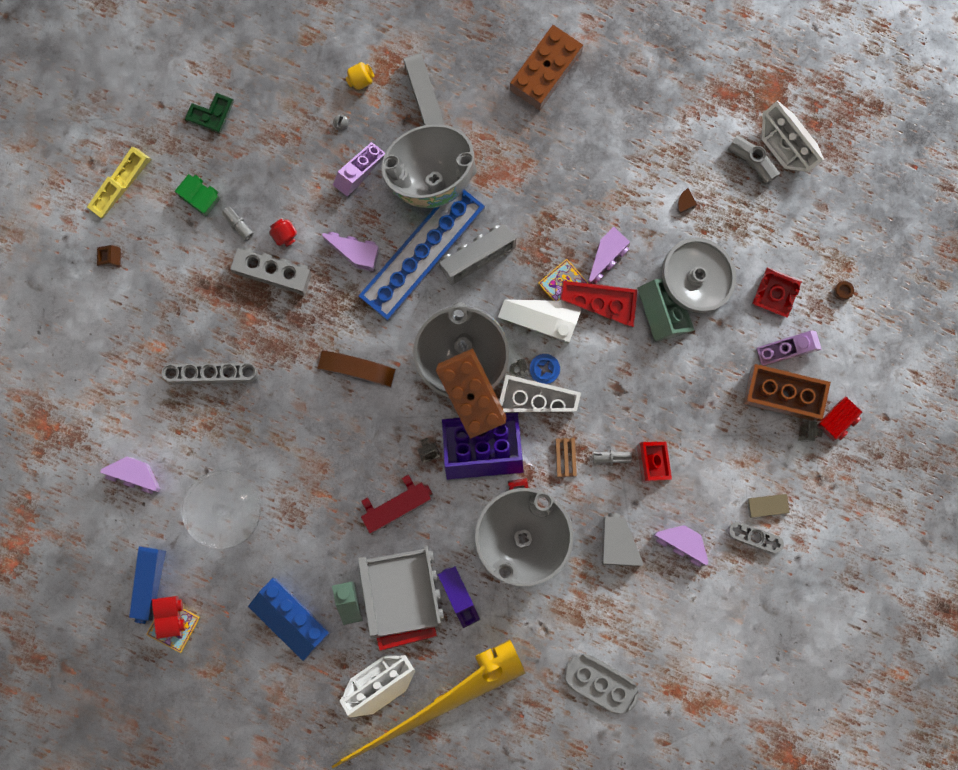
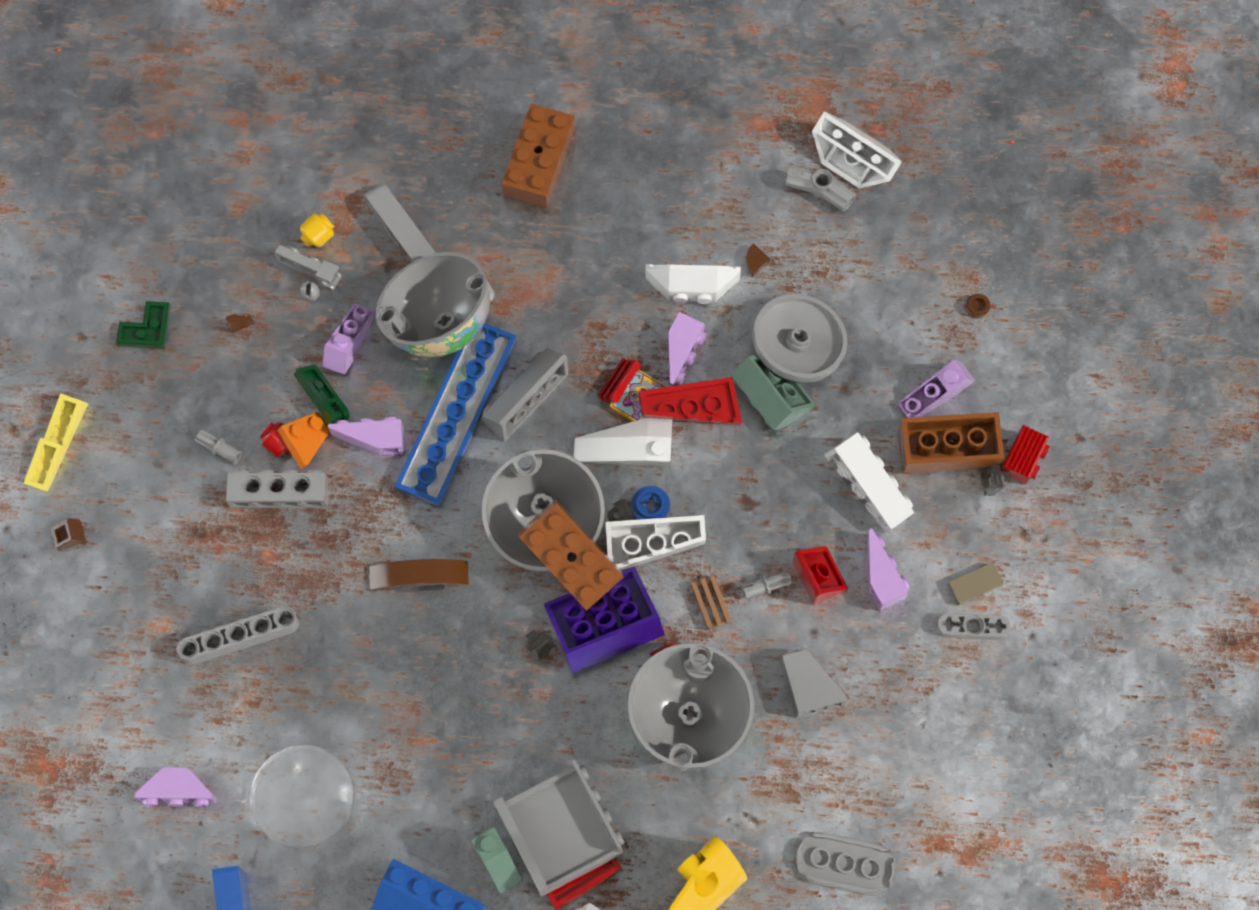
camera: 15 degrees left, 10 degrees down
(197, 194) = (158, 427): green brick -> none
(278, 131) = (237, 323): none -> reddish brown tile
(302, 237) = (304, 437): none -> orange wing
(325, 207) = (321, 394): none -> dark green plate
(355, 111) = (324, 272): none -> light grey plate
(397, 507) = (521, 726): dark red brick -> none
(458, 596) = (634, 811): dark purple slope -> none
(551, 265) = (619, 380): none -> red tile
(631, 205) = (692, 282): none -> white wedge
(684, 542) = (889, 658): lavender slope -> none
(700, 482) = (883, 579): none -> lavender slope
(716, 403) = (871, 481): none -> white wedge
(777, 292) = (899, 331): red slope -> none

